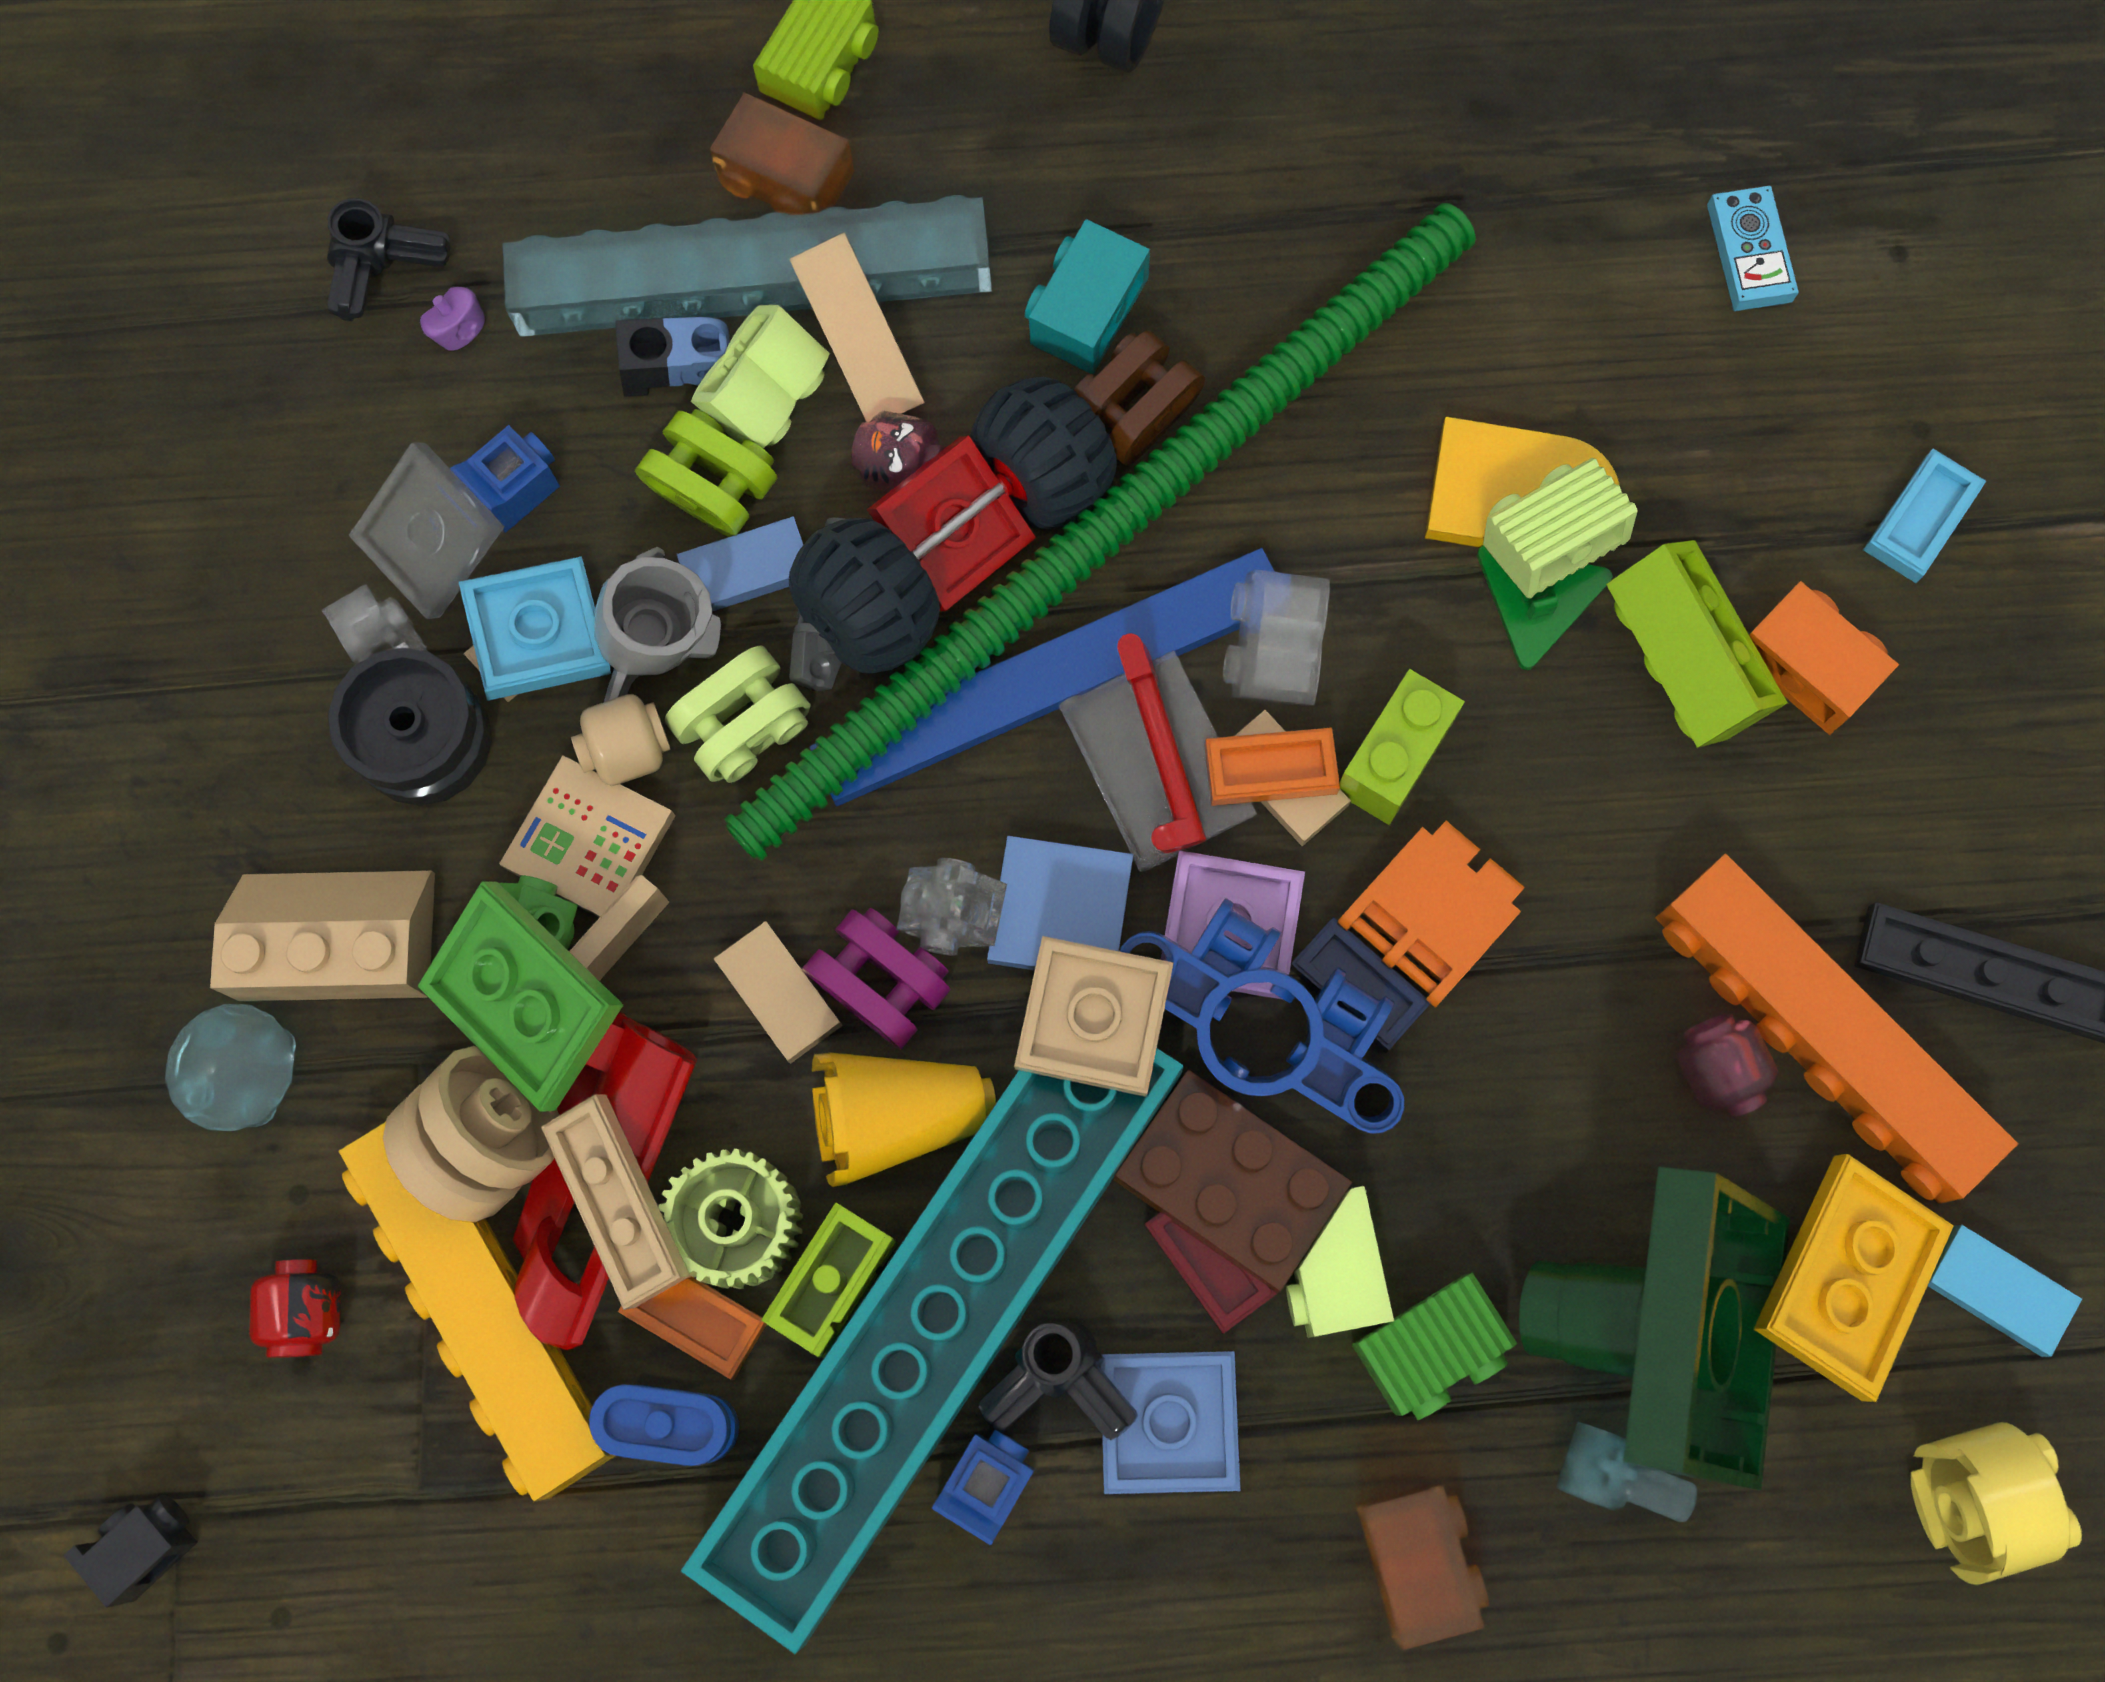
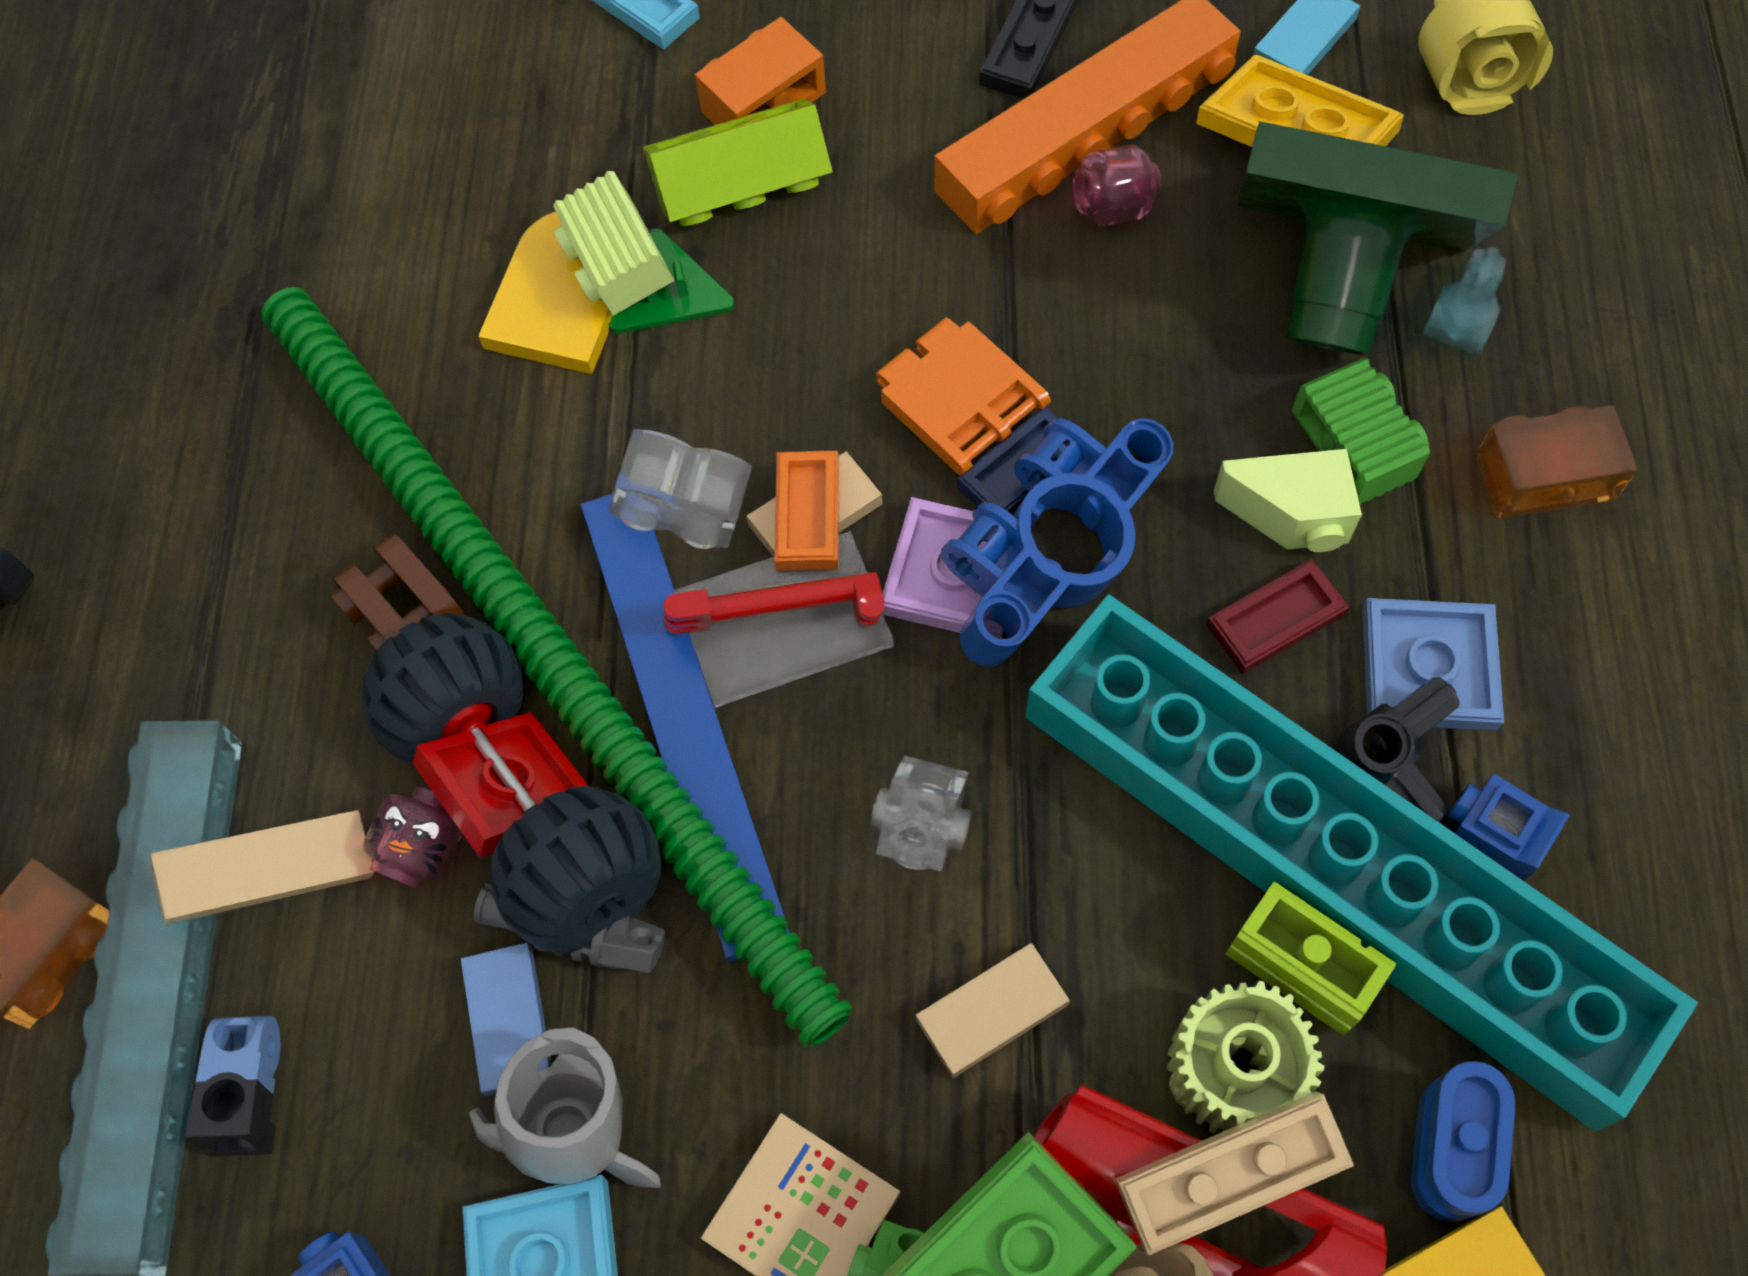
camera: 85 degrees left, 10 degrees down
(619, 926) = (906, 1172): tan tile -> none
(621, 739) = (695, 1160): tan head -> none
(701, 440) = (351, 1054): lime brick -> none
(701, 1324) = (1359, 1098): orange tile -> none
(732, 749) = (723, 1039): yellowish green brick -> none
(762, 377) = (291, 977): yellowish green brick -> none
(872, 939) = (986, 860): magenta brick -> none
(893, 1110) = (1134, 894): yellow cone -> none
(1059, 895) = (925, 712): medium blue tile -> none
(1087, 296) = (277, 637): teal brick -> none
(1094, 1016) = (1057, 666): tan tile -> none
(1232, 1181) = (1215, 576): reddish brown plate -> none
(1399, 746) = (801, 398): lime brick -> none
(1752, 248) = (366, 88): medium azure tile -> none

